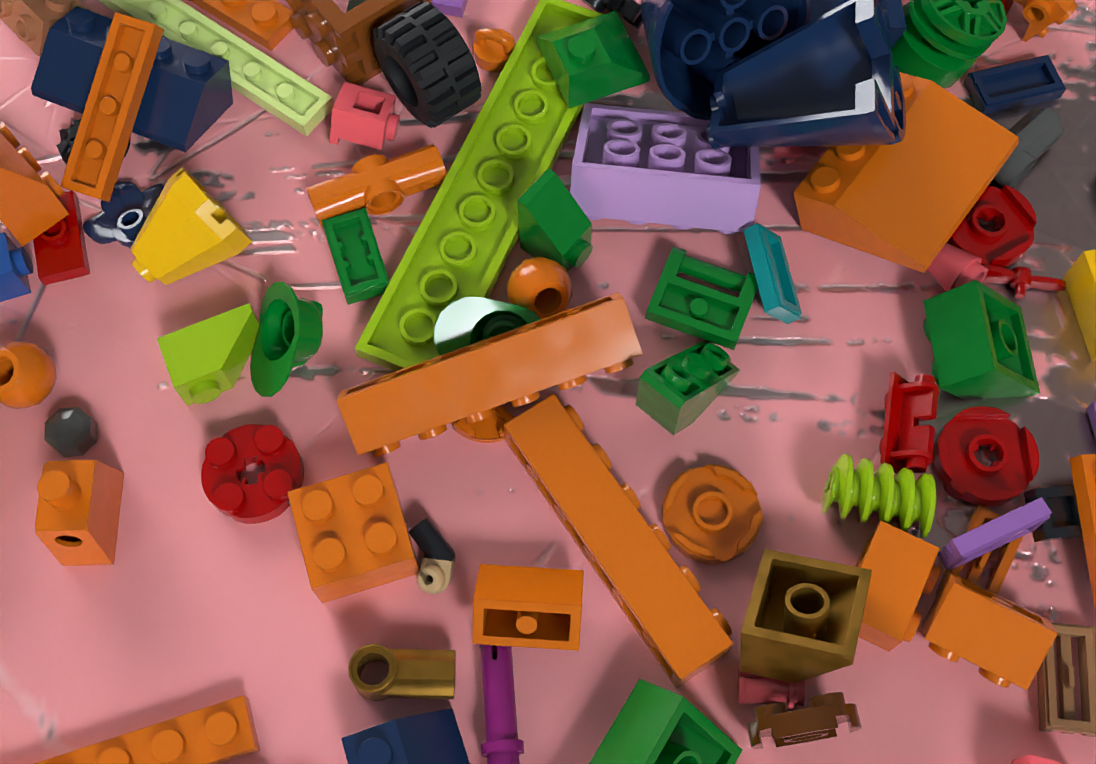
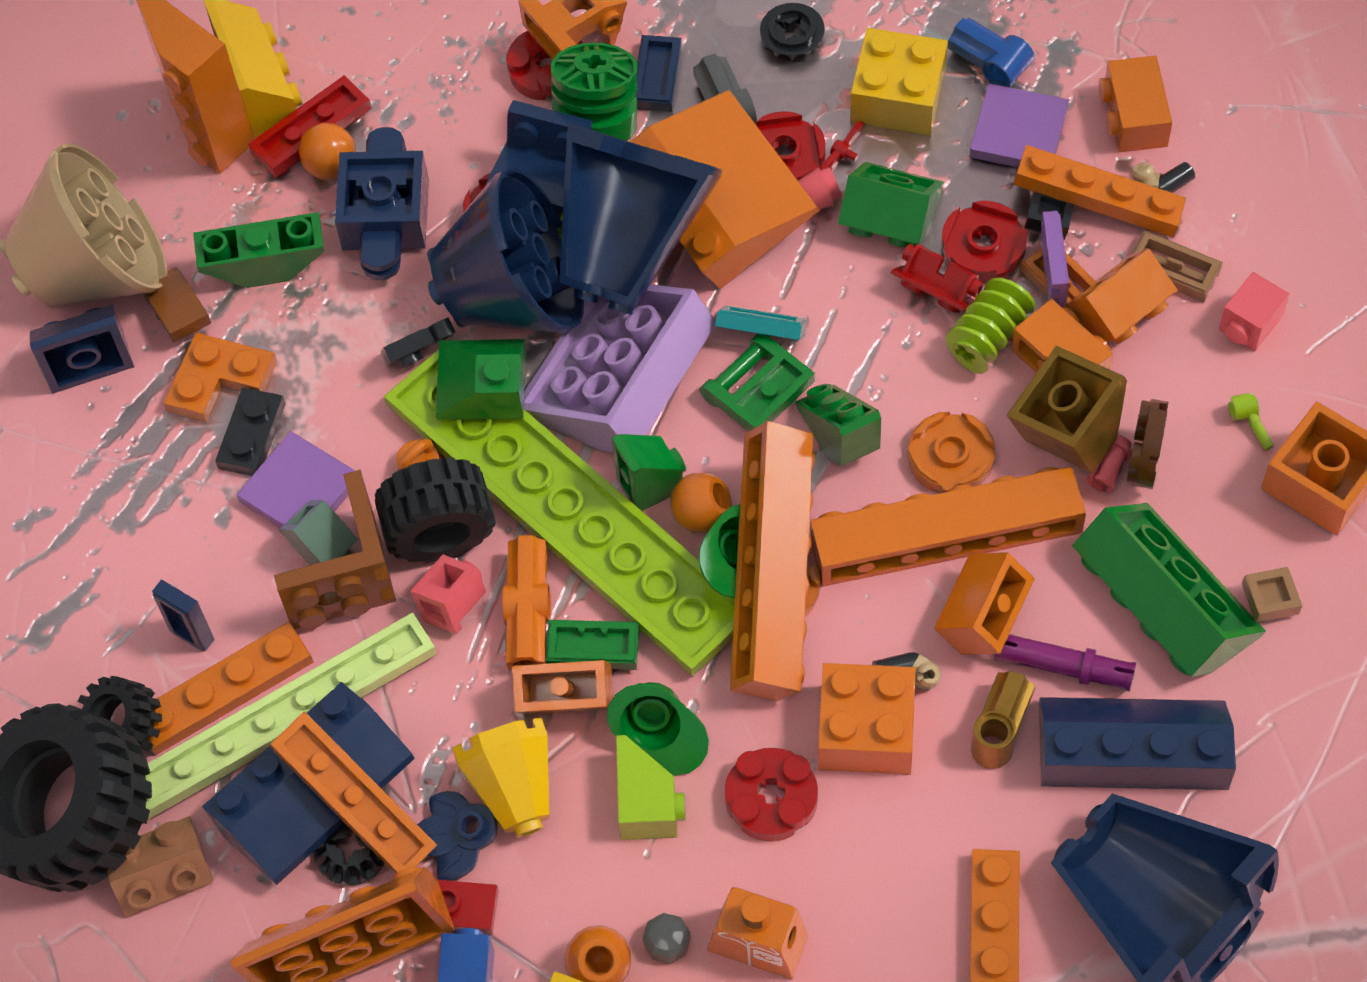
camera: 65 degrees left, 5 degrees down
(290, 241) = (562, 687): none -> orange brick

